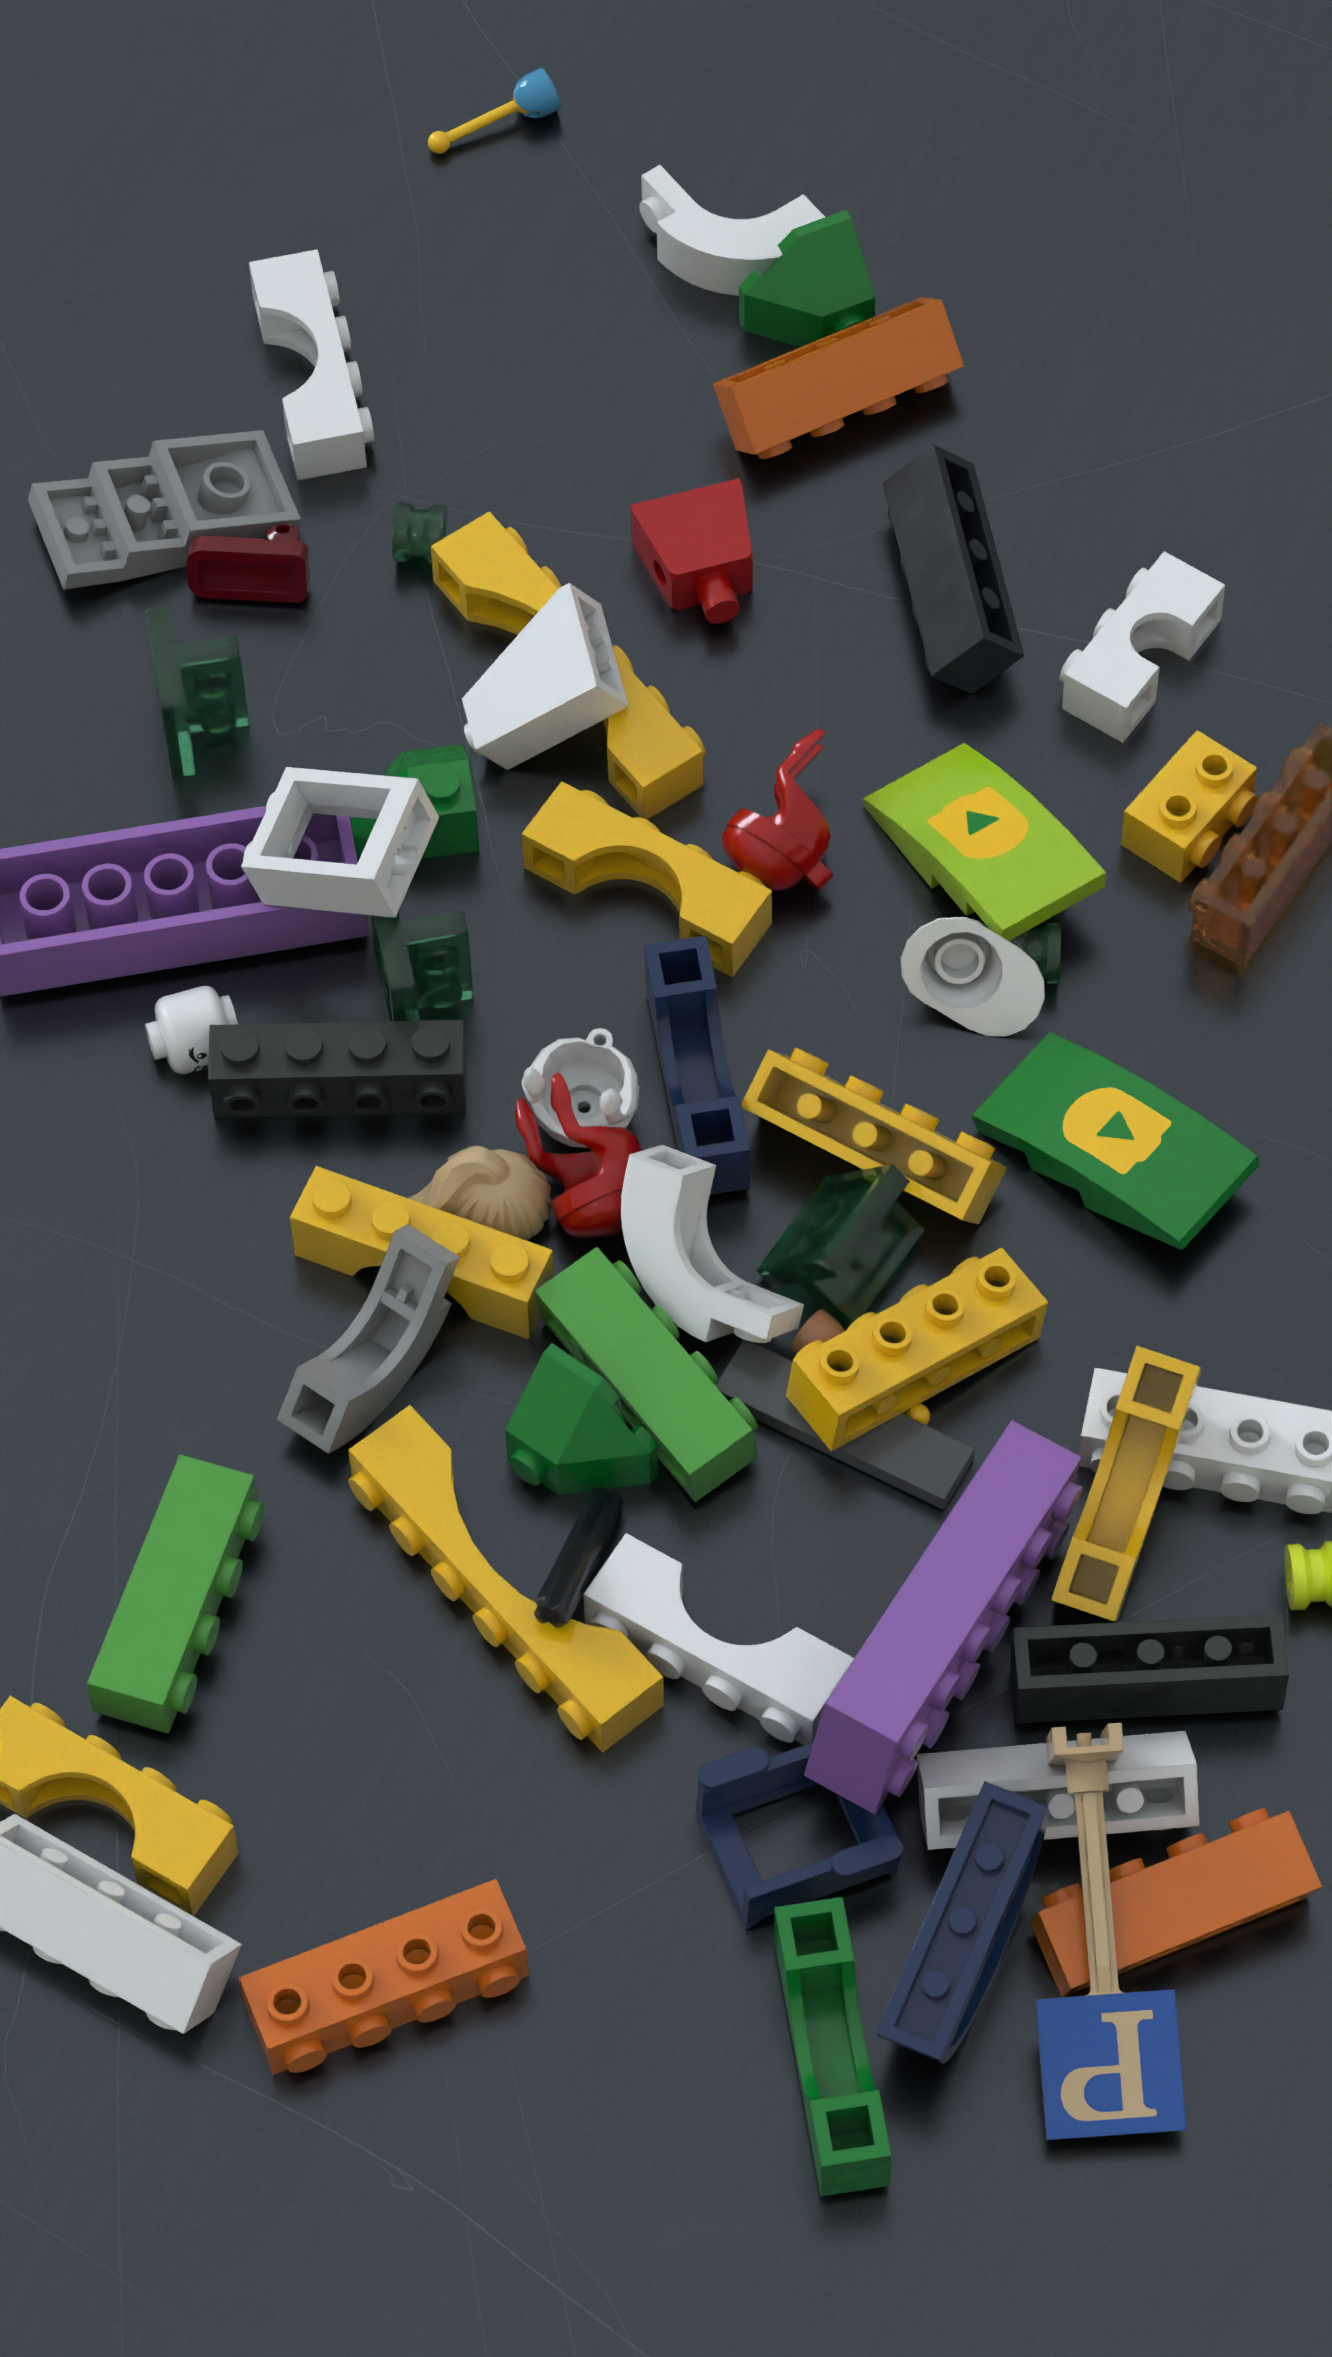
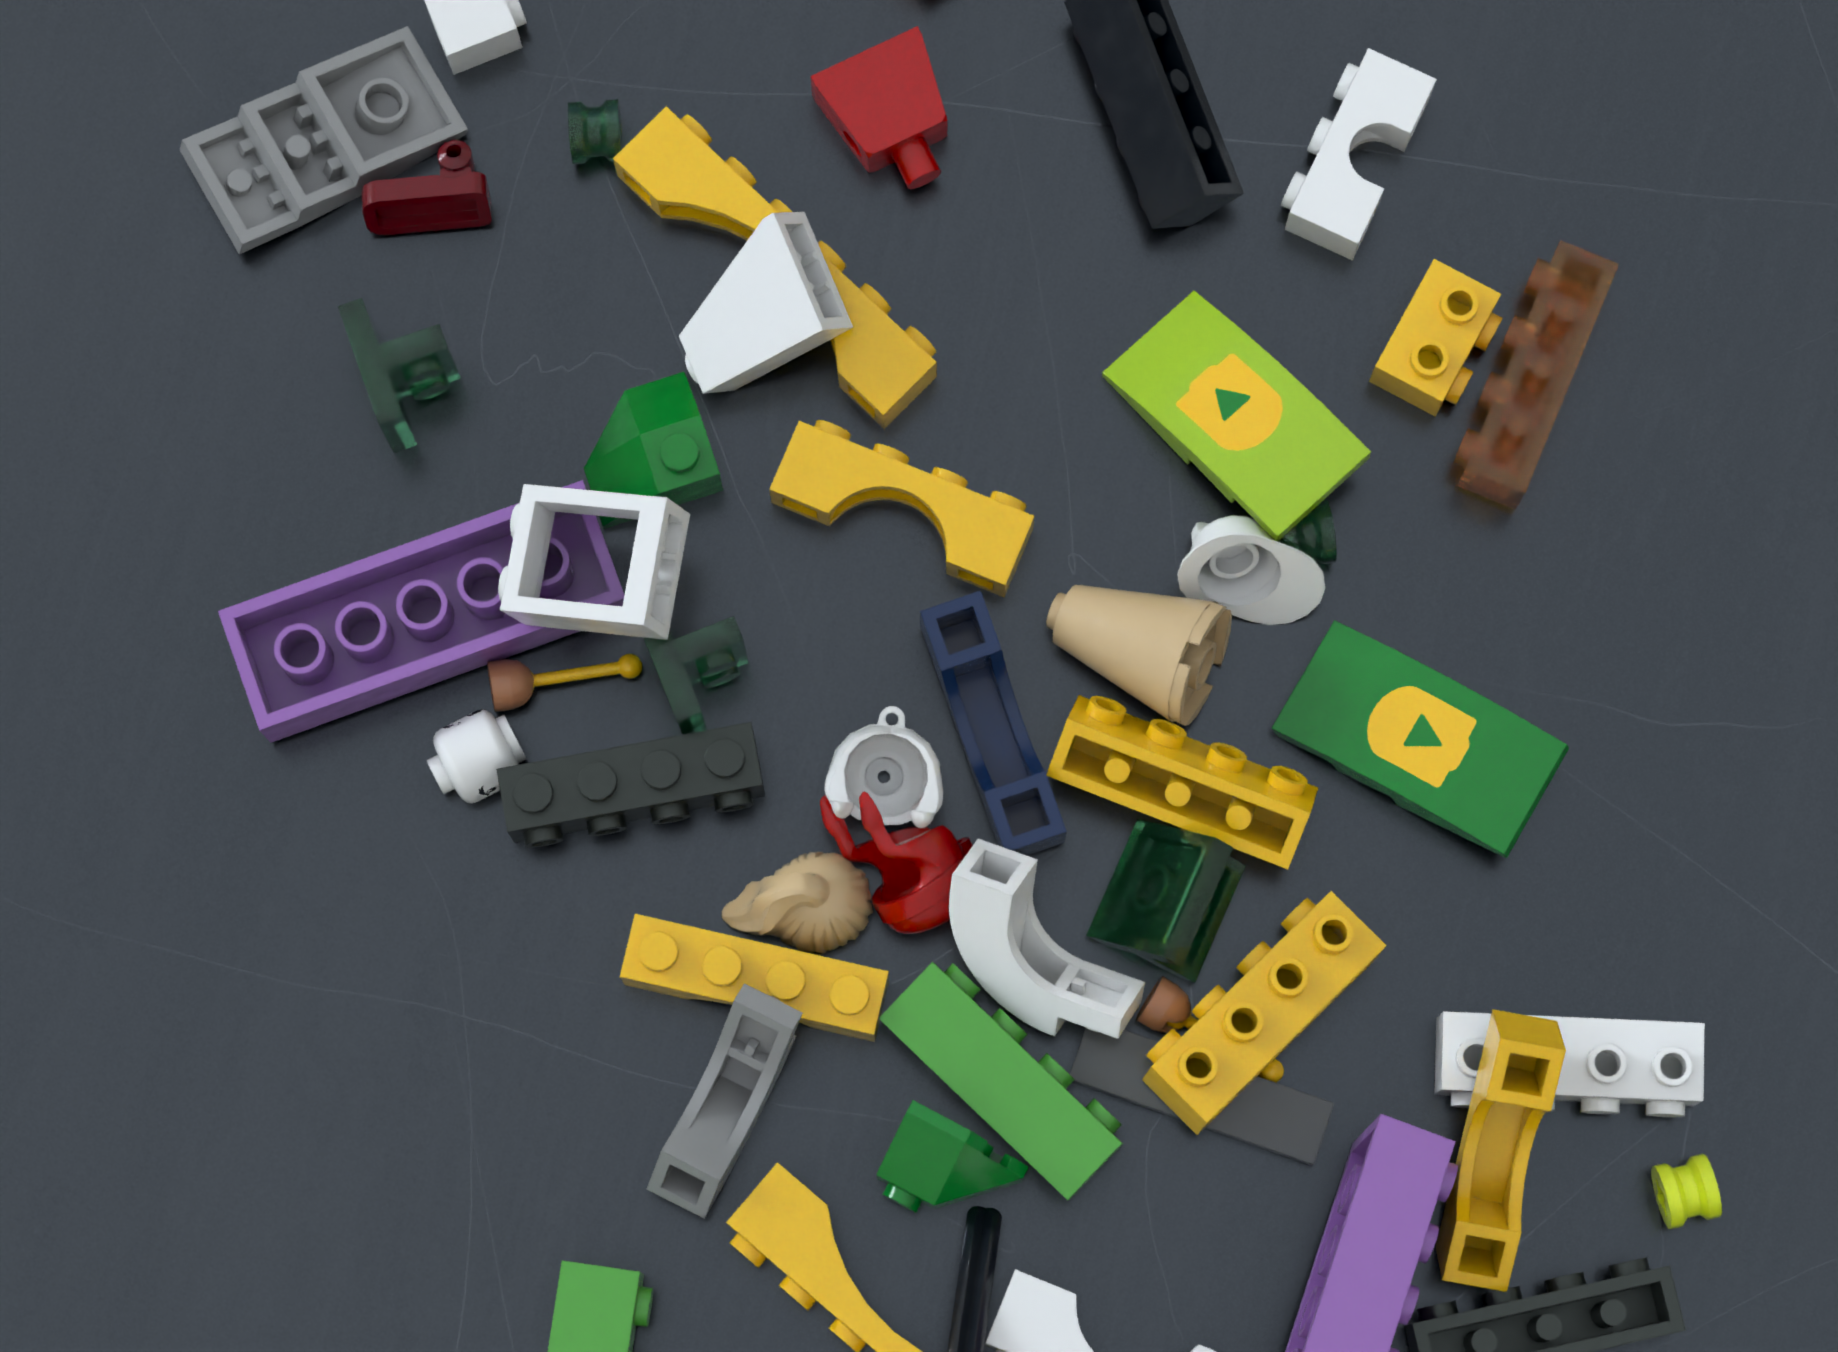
camera: 10 degrees left, 20 degrees up
(243, 976) = (514, 682): none -> hinge
(793, 840) = (1039, 450): red hair -> none
(863, 1018) = (1145, 643): none -> tan cone

